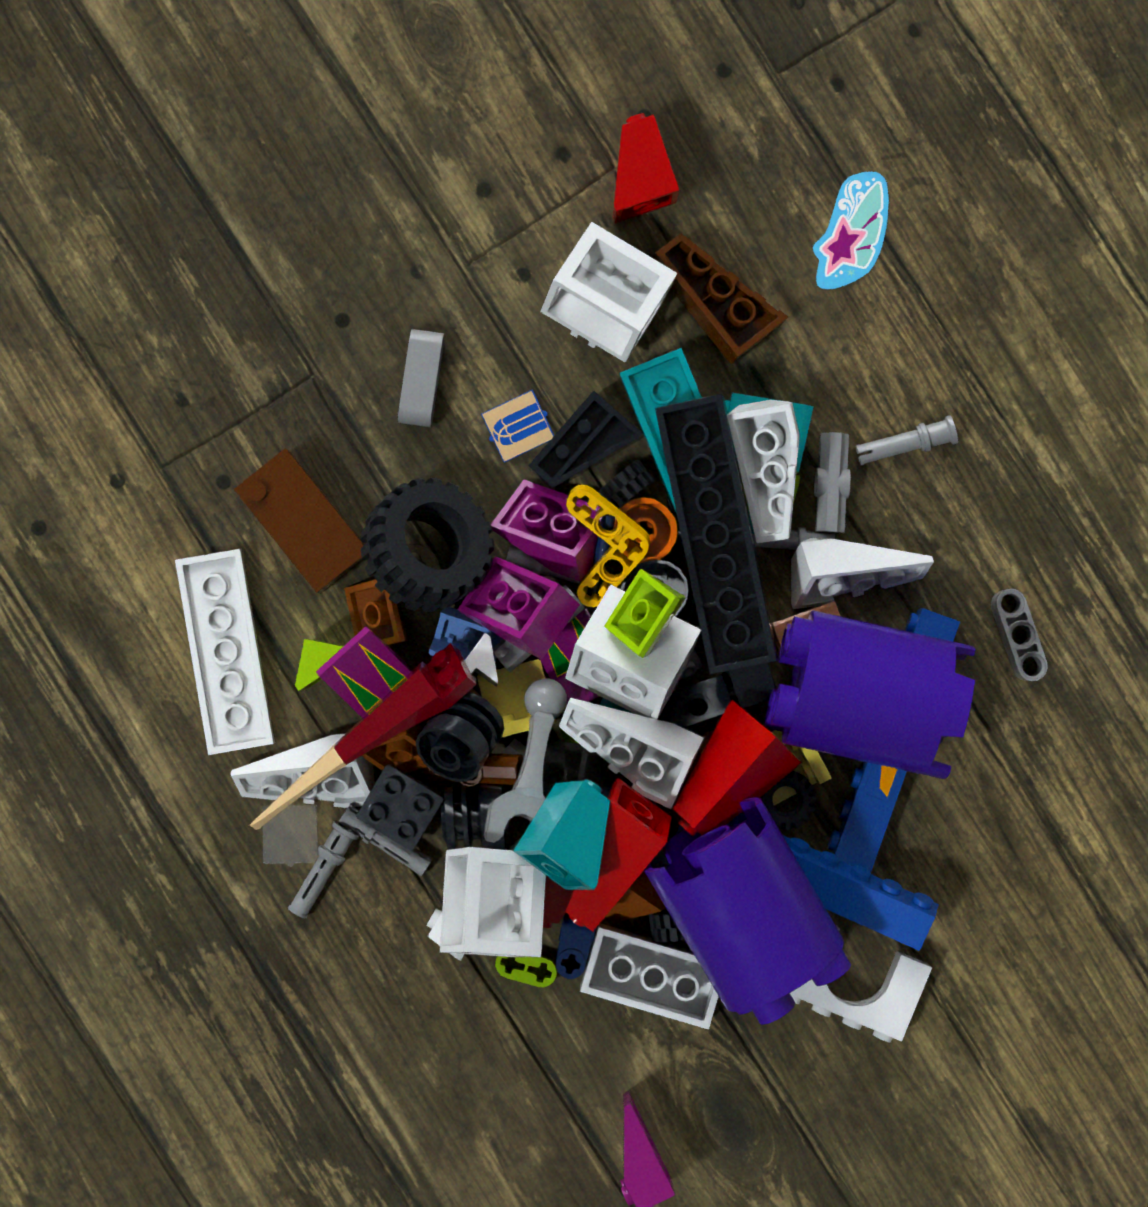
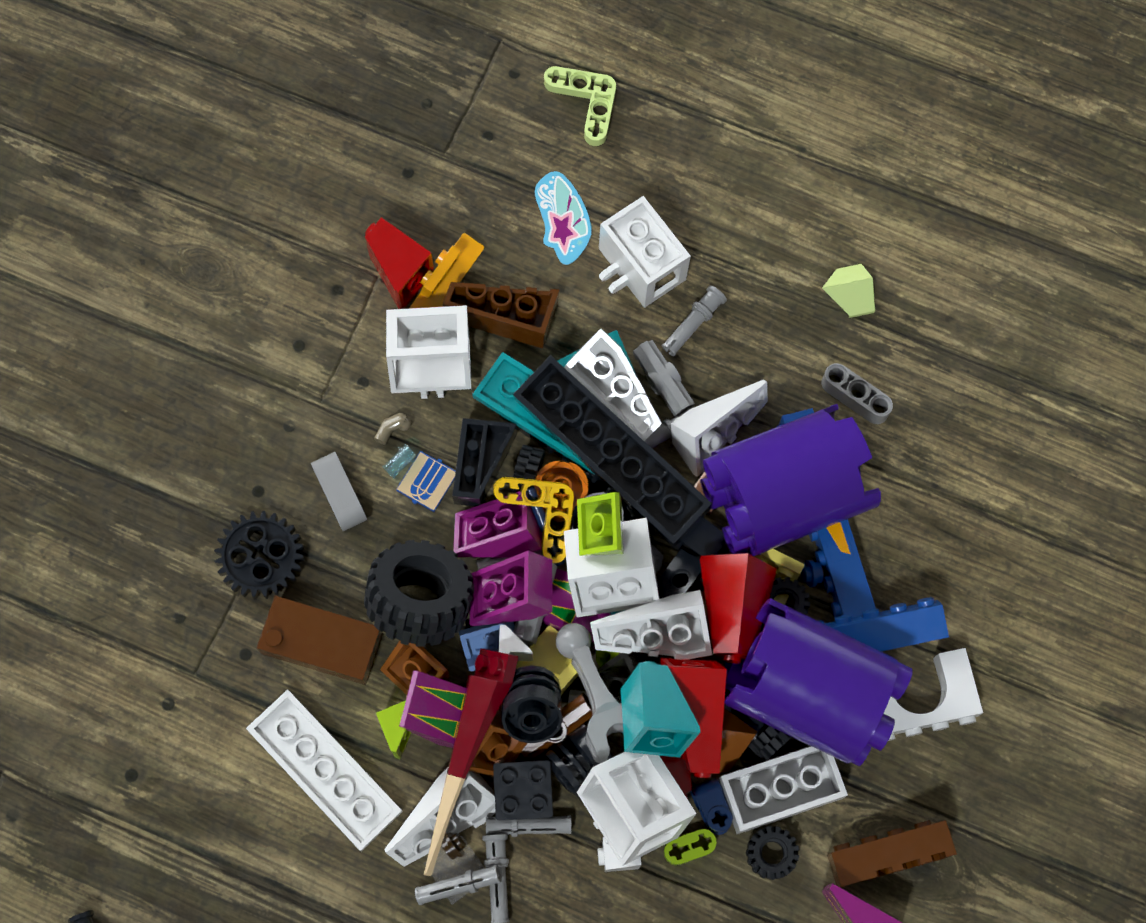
camera: 35 degrees left, 15 degrees down
(272, 402) = (244, 574): none -> black gear
(292, 857) = (489, 877): none -> light grey pin
(300, 812) = (453, 845): none -> dark brown plate
(503, 387) = (399, 461): none -> clear light blue pin
(520, 341) = (389, 425): none -> dark tan arm
(600, 1048) = (789, 848): none -> black tyre
(690, 217) = (451, 268): none -> light orange bracket
(712, 1108) = (891, 854): none -> reddish brown wedge
(837, 787) = (812, 573): none -> blue plate
(903, 335) = (641, 252): none -> white piece
(984, 118) = (596, 97): none -> yellowish green beam
(1097, 519) = (852, 290): none -> yellowish green slope

